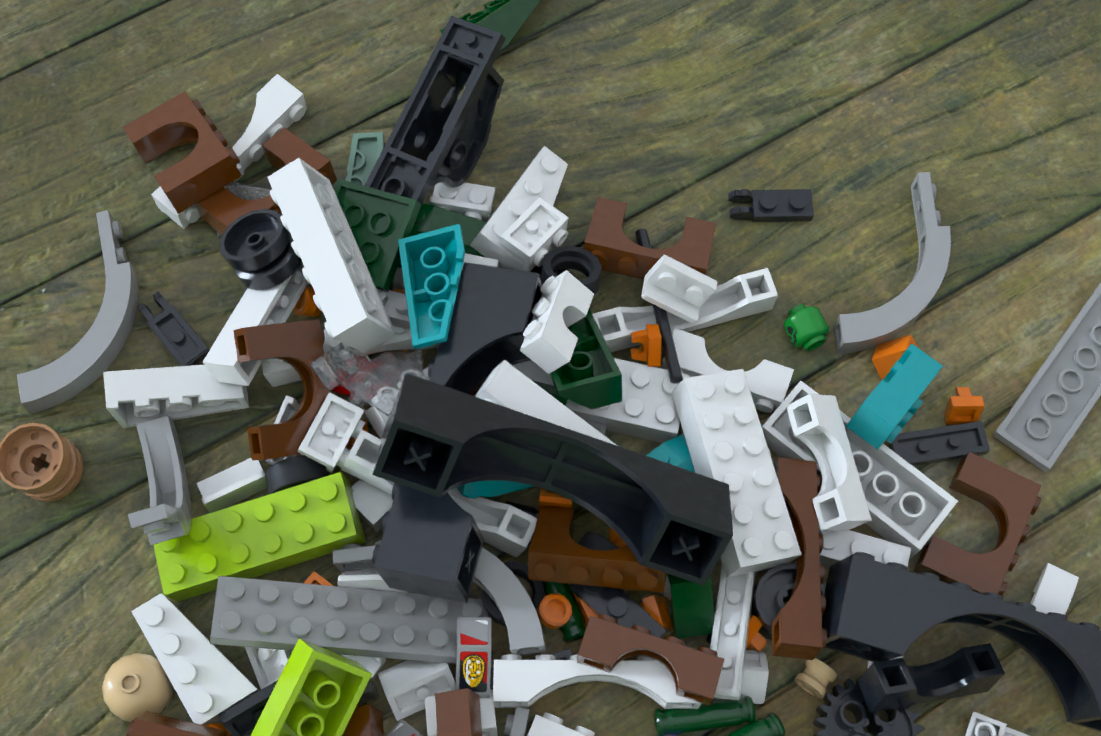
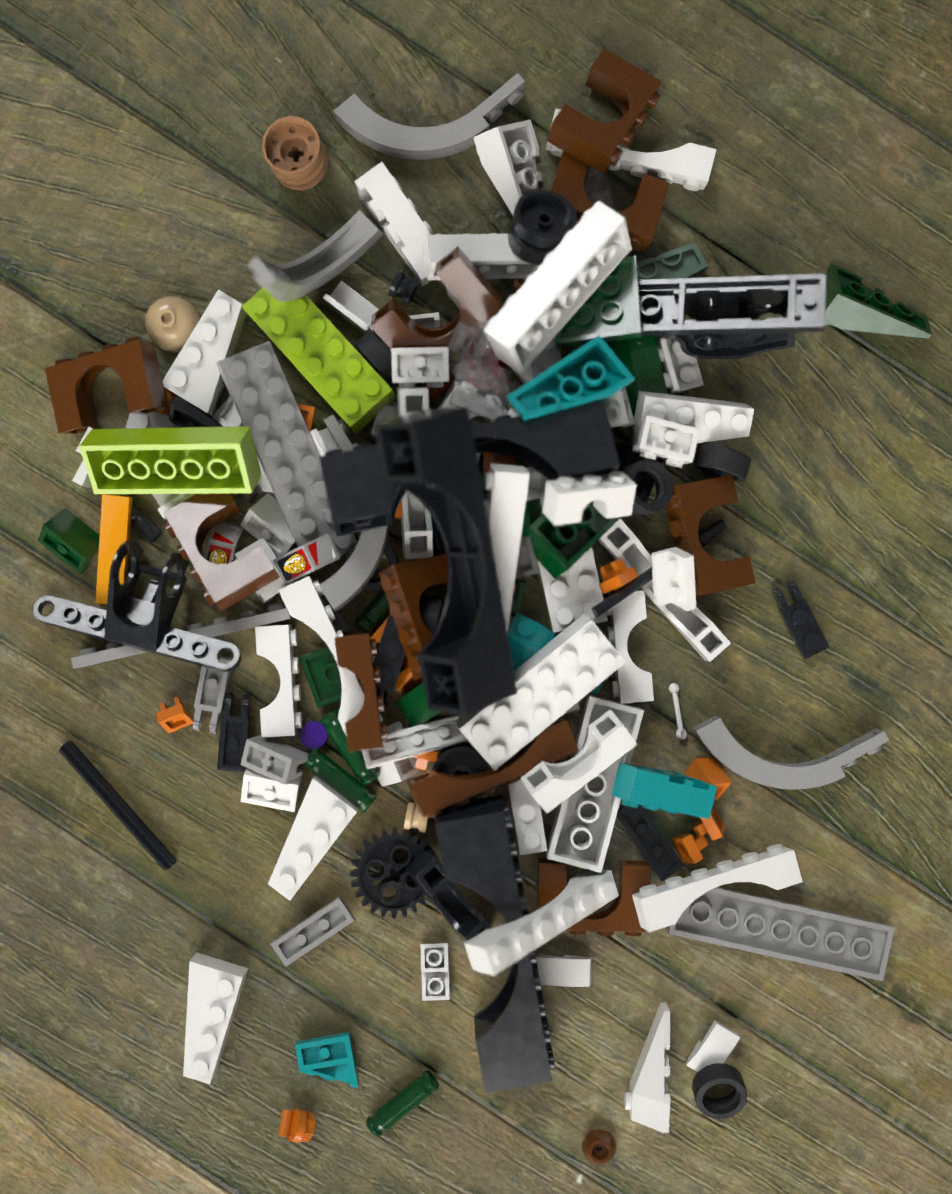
camera: 70 degrees right, 20 degrees up
(170, 262) = (510, 160): none -> white wedge
(174, 333) = (452, 194): black hinge -> none
(239, 422) = (403, 287): none -> black wheel
(554, 611) = (369, 602): orange tile -> none
(581, 197) = (723, 462): none -> black tyre
(610, 707) = (322, 676): none -> dark green tile
(789, 351) = (680, 733): none -> white hinge
(806, 327) = (699, 694): green head -> none
(946, 379) = (713, 826): none -> orange tile
(1004, 622) = (506, 944): none -> white arch
(1017, 451) = (664, 904): none -> white arch

